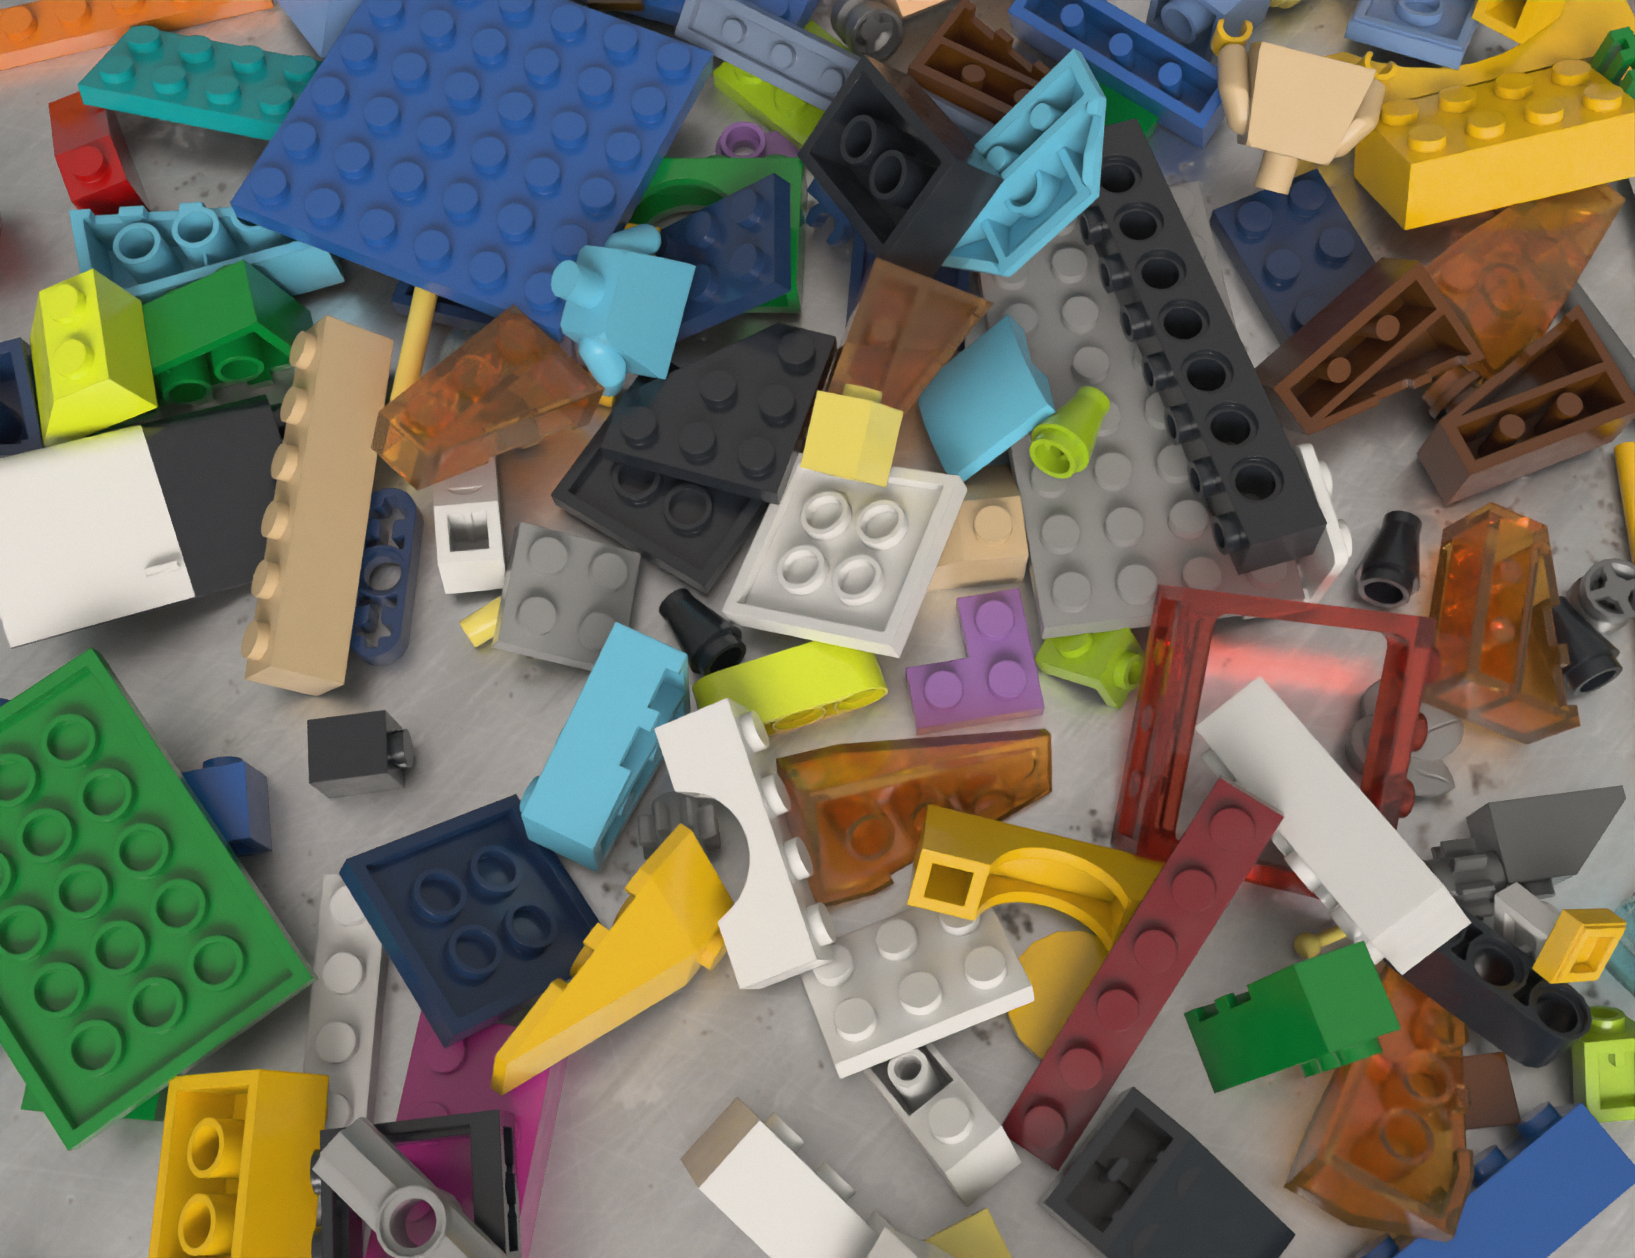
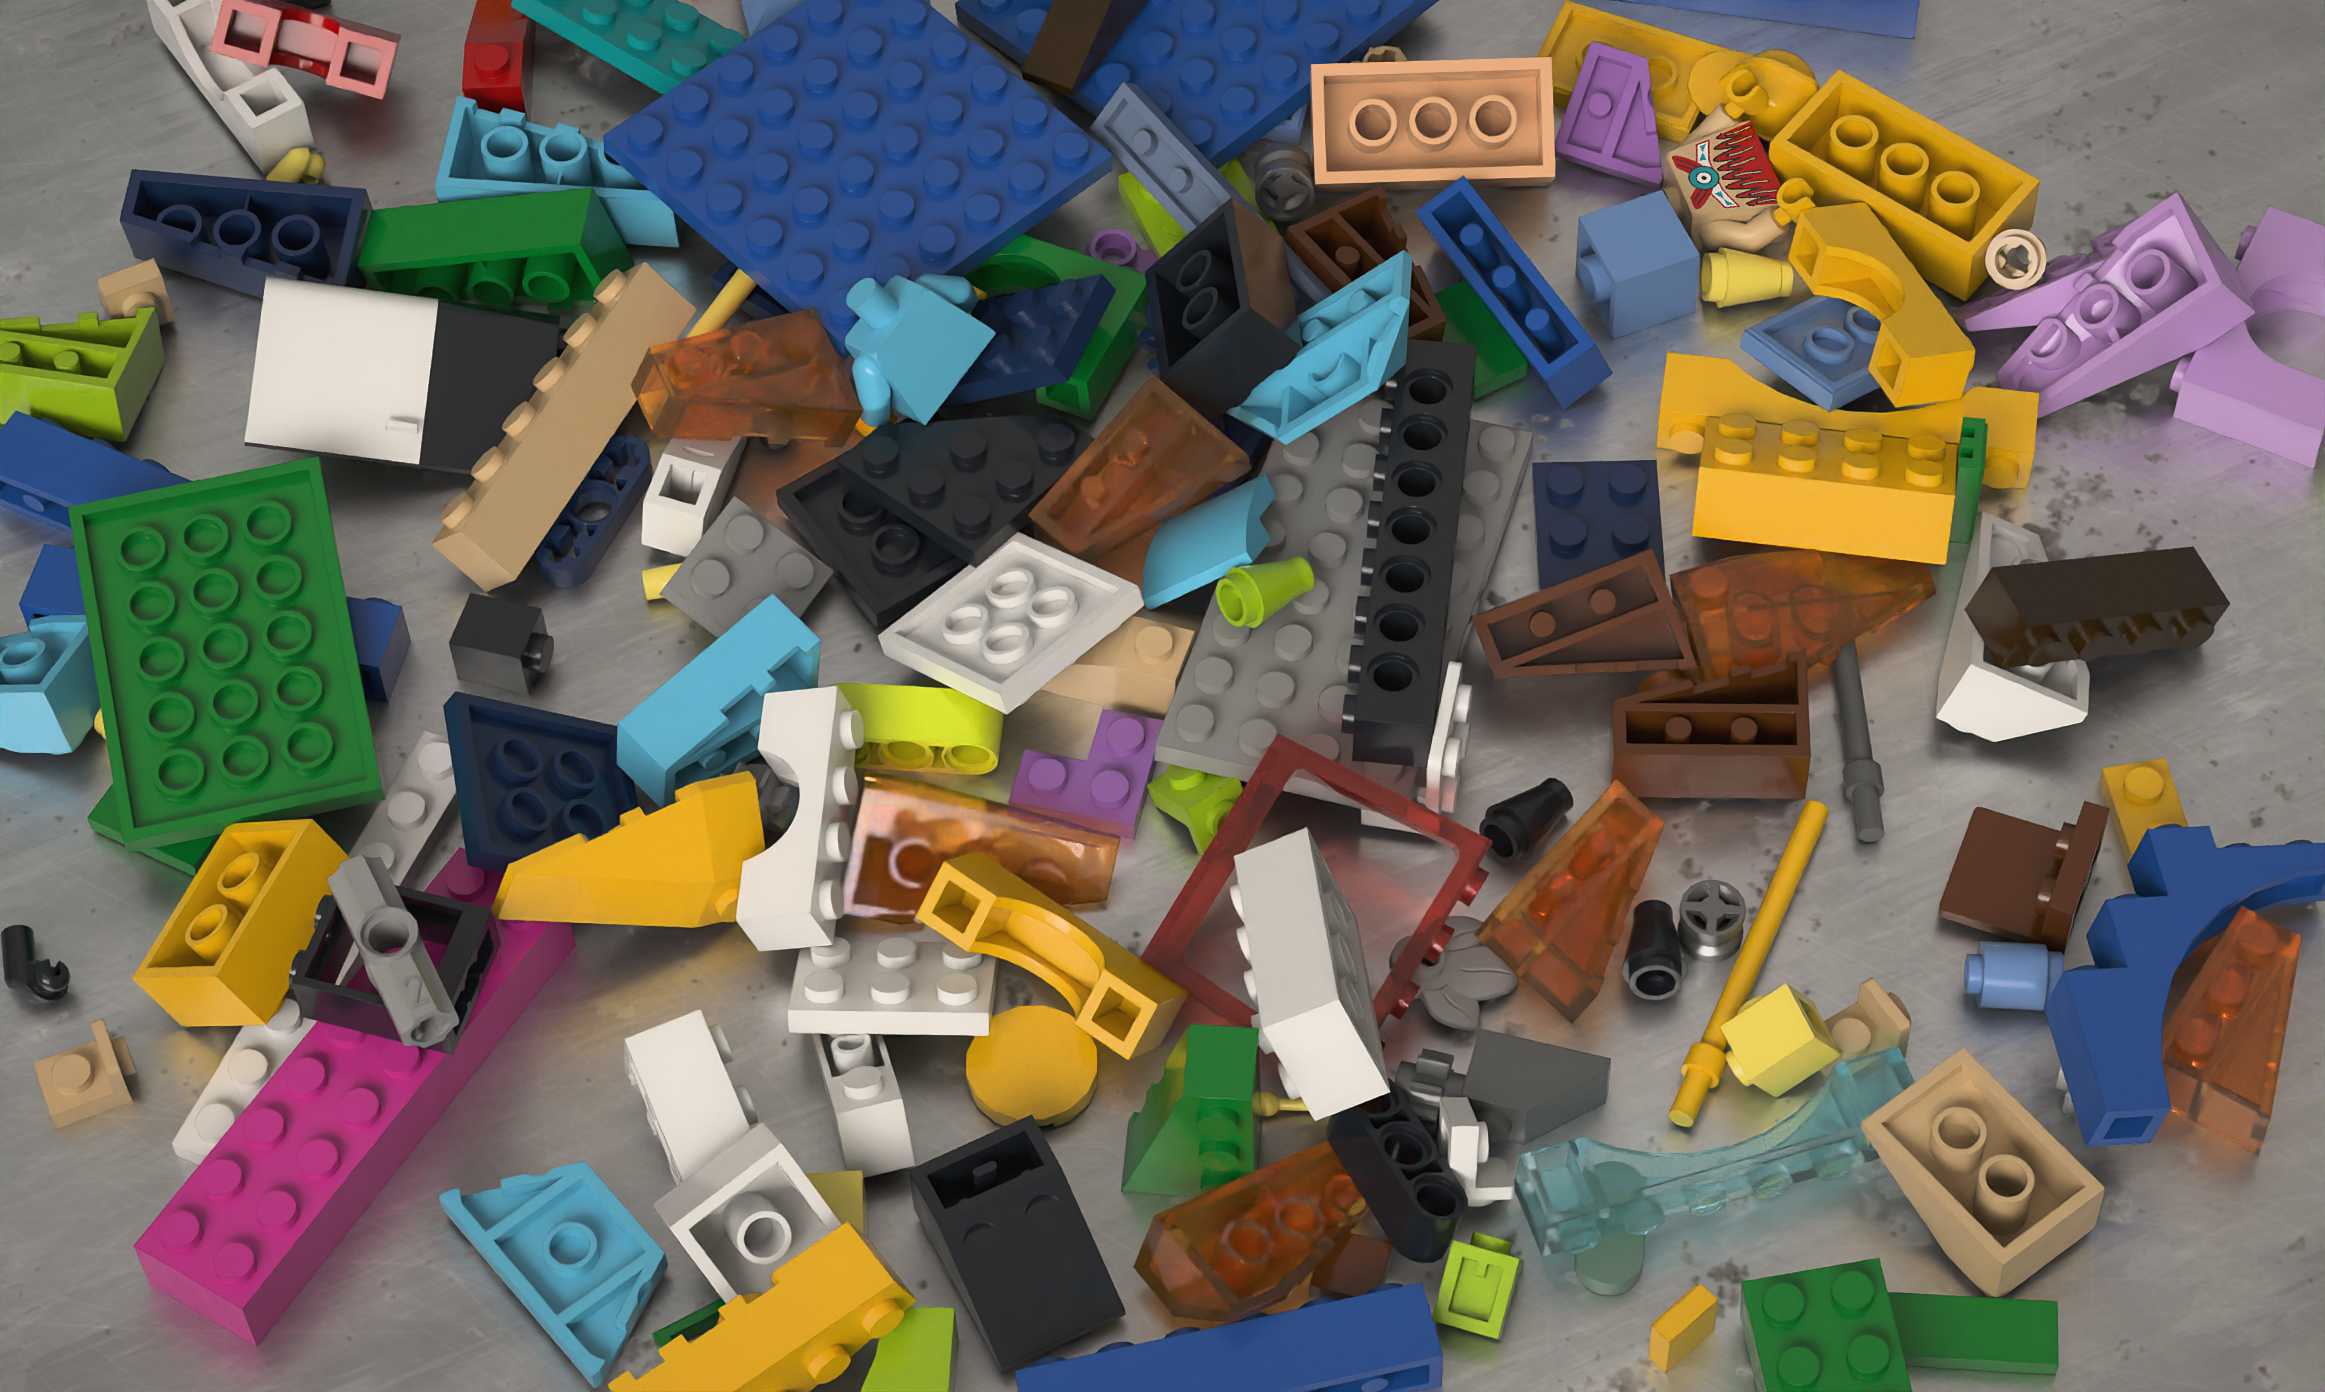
camera: 20 degrees right, 15 degrees down
(89, 358) = (419, 225): neon yellow slope -> none
(702, 633) = (854, 652): black cone -> none
(852, 435) = (1058, 519): light yellow brick -> none
(1141, 971) = (1095, 1019): dark red plate -> none
(1294, 103) = (1636, 384): tan torso -> none
(1579, 945) = (1481, 1150): yellow tile -> none

